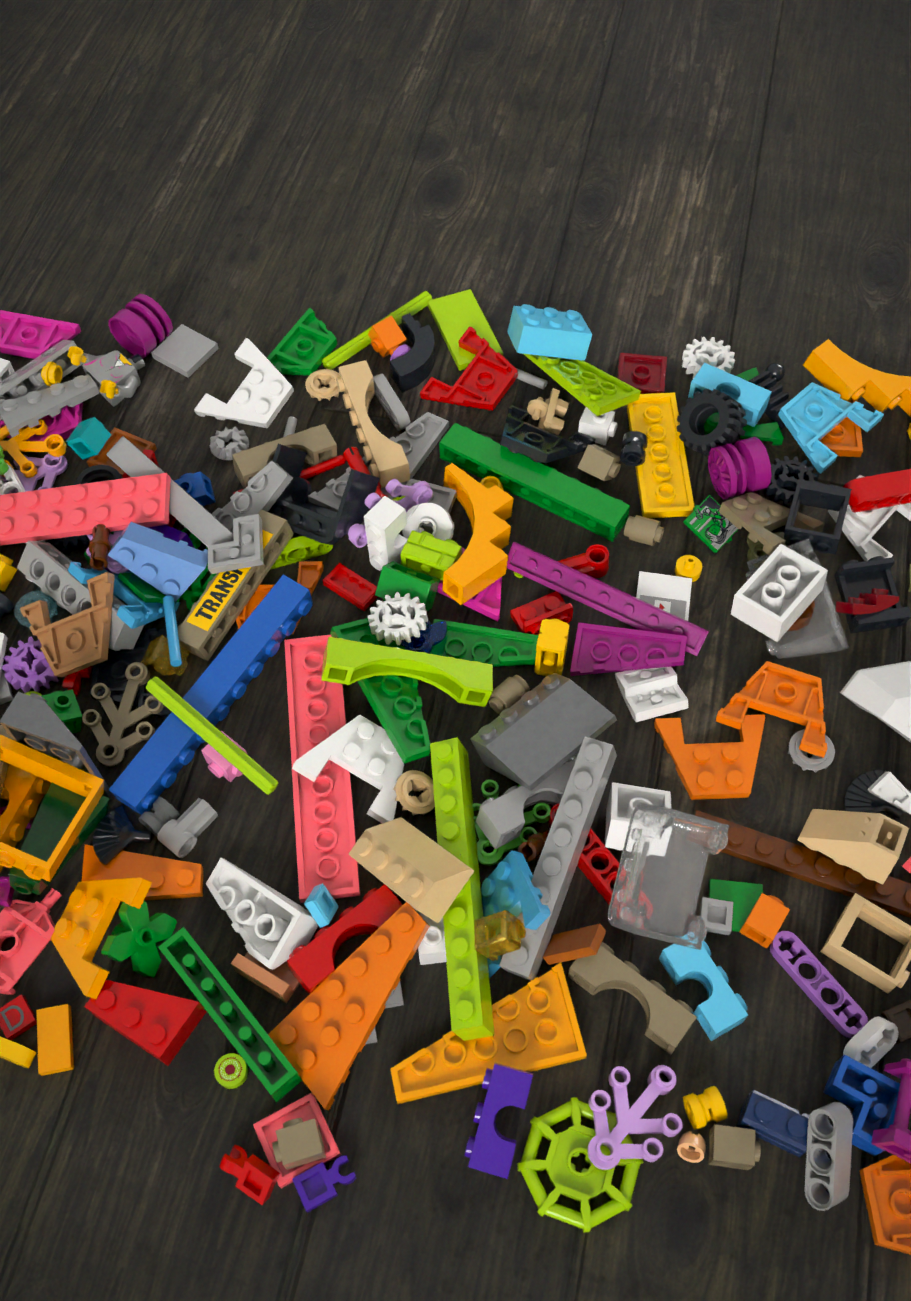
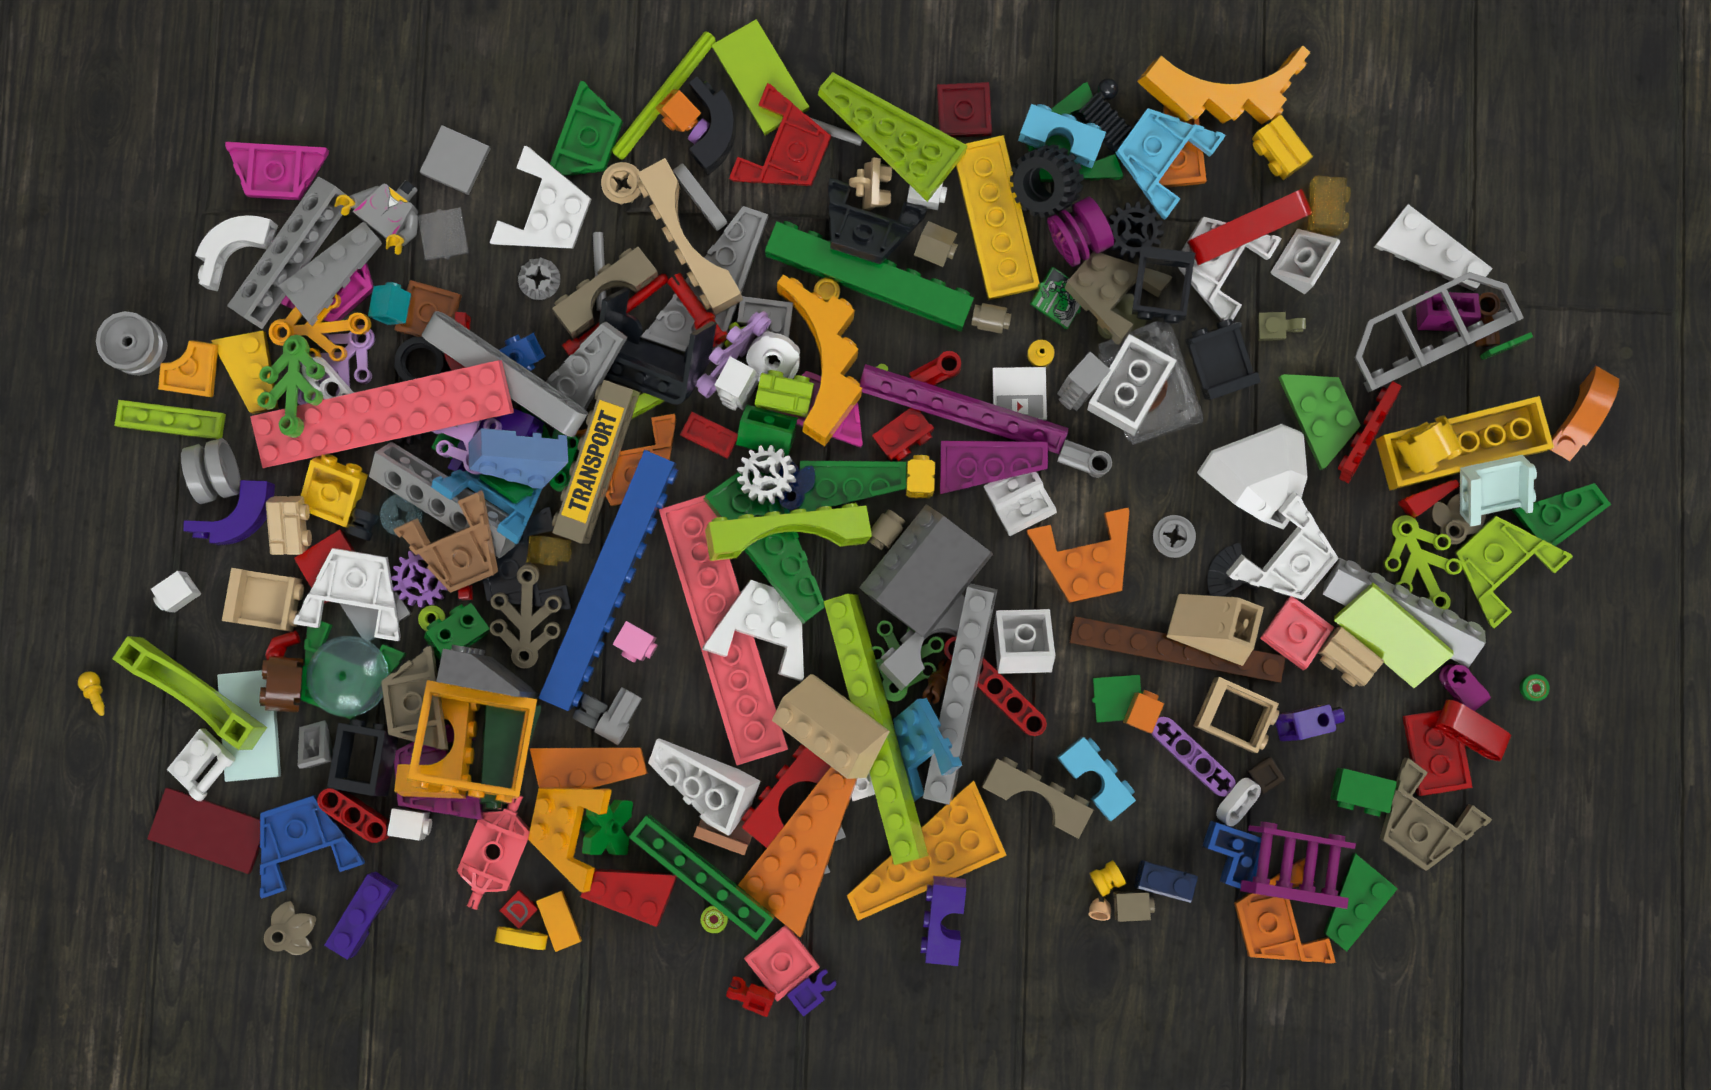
camera: 10 degrees left, 25 degrees up
(51, 373) = (325, 233): yellow plate -> none
(99, 547) = (453, 451): reddish brown pin -> none
(116, 834) = (554, 734): black hand -> none
(140, 325) = (401, 142): magenta wheel -> none
(156, 401) = (443, 234): none -> clear piece
(172, 631) = (550, 528): dark azure bar -> none
(212, 735) = (619, 631): lime axle -> none
(243, 551) = (601, 434): light grey plate -> none
(298, 1143) = (786, 970): dark tan brick -> none
(321, 905) = (758, 771): medium azure tile -> none
(415, 781) = (829, 652): tan gear -> none
(498, 934) = (918, 778): clear yellow brick -> none
(549, 332) = (857, 84): medium azure brick -> none
(562, 1172) = (1000, 948): lime plate -> none
(574, 944) = (983, 766): dark orange tile -> none
(629, 1119) = (1048, 900): lavender plant -> none
(634, 448) = (969, 225): black wheel -> none
(664, 874) = (1052, 702): clear windscreen -> none
(707, 352) = (1044, 76): white gear -> none
(717, 915) = (1101, 715): light grey plate -> none
(722, 661) = (1081, 458): none -> light grey piece
(730, 565) = (1082, 382): none -> light grey arch
(784, 695) = (1147, 485): orange wing -> none
(819, 1167) = (1208, 902): light grey beam -> none
(867, 602) = (1221, 374): dark red slope -> none

